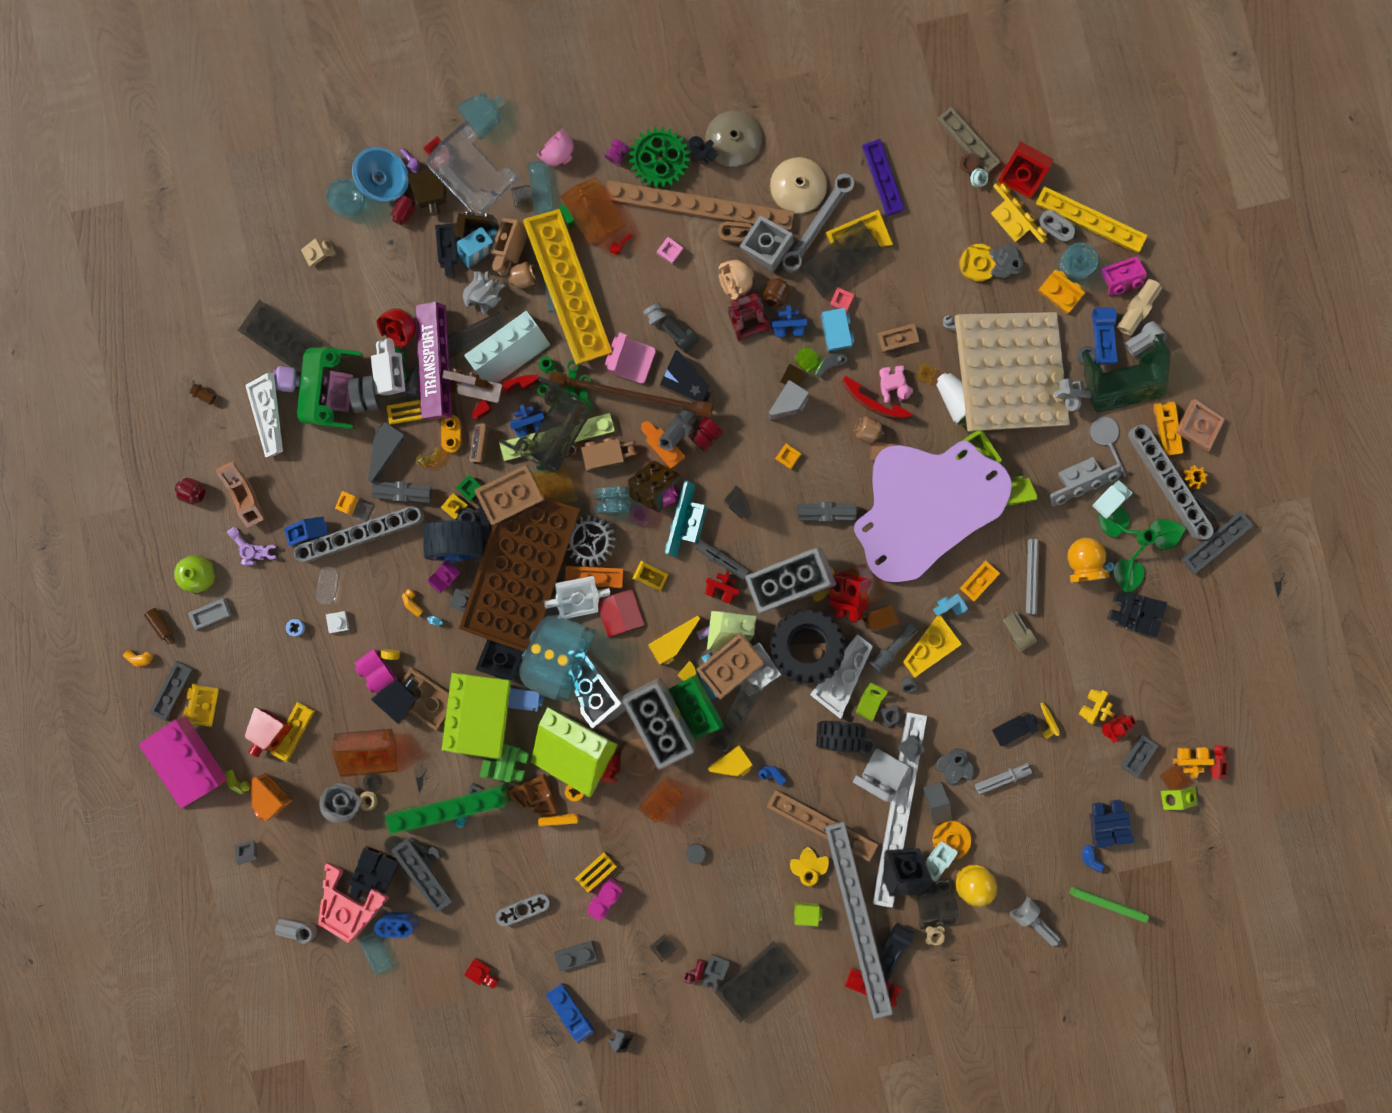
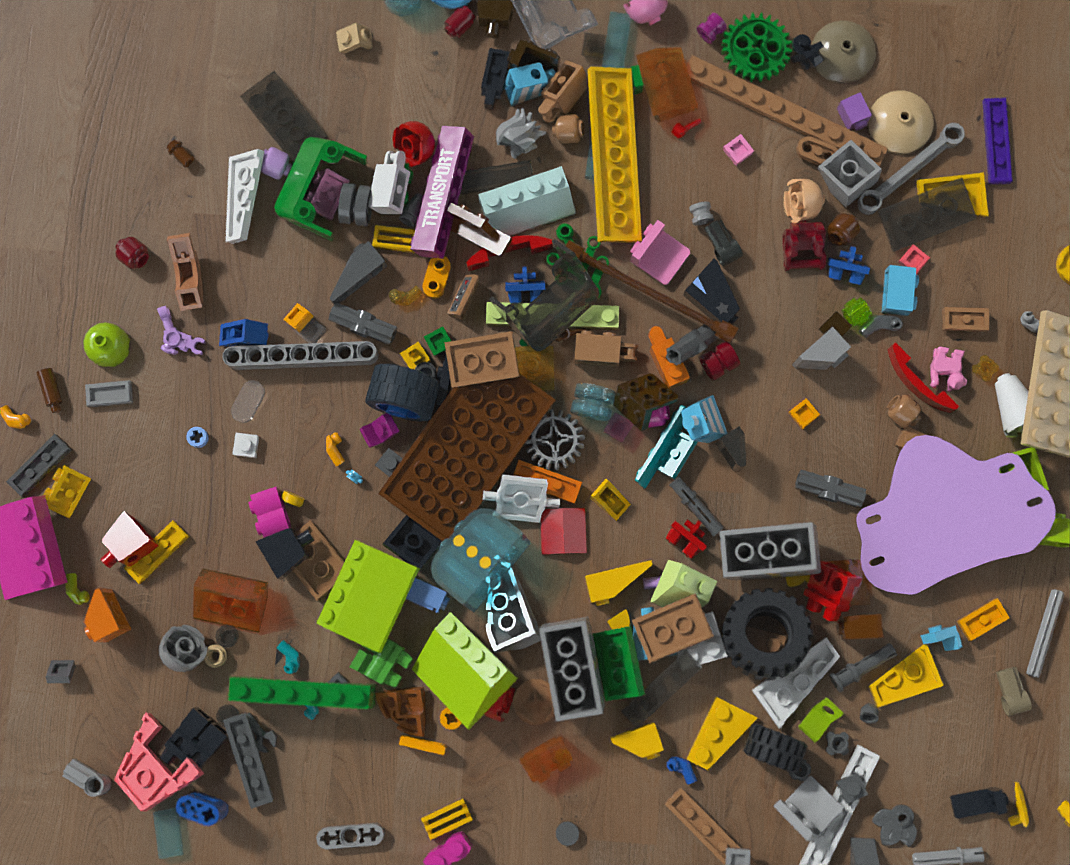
camera: 20 degrees right, 5 degrees down
(430, 782) = (292, 658): none -> teal arm
(707, 488) = (704, 421): none -> medium azure torso
(757, 189) = (854, 112): none -> medium lavender brick
(793, 736) = (718, 732): none -> yellow wing

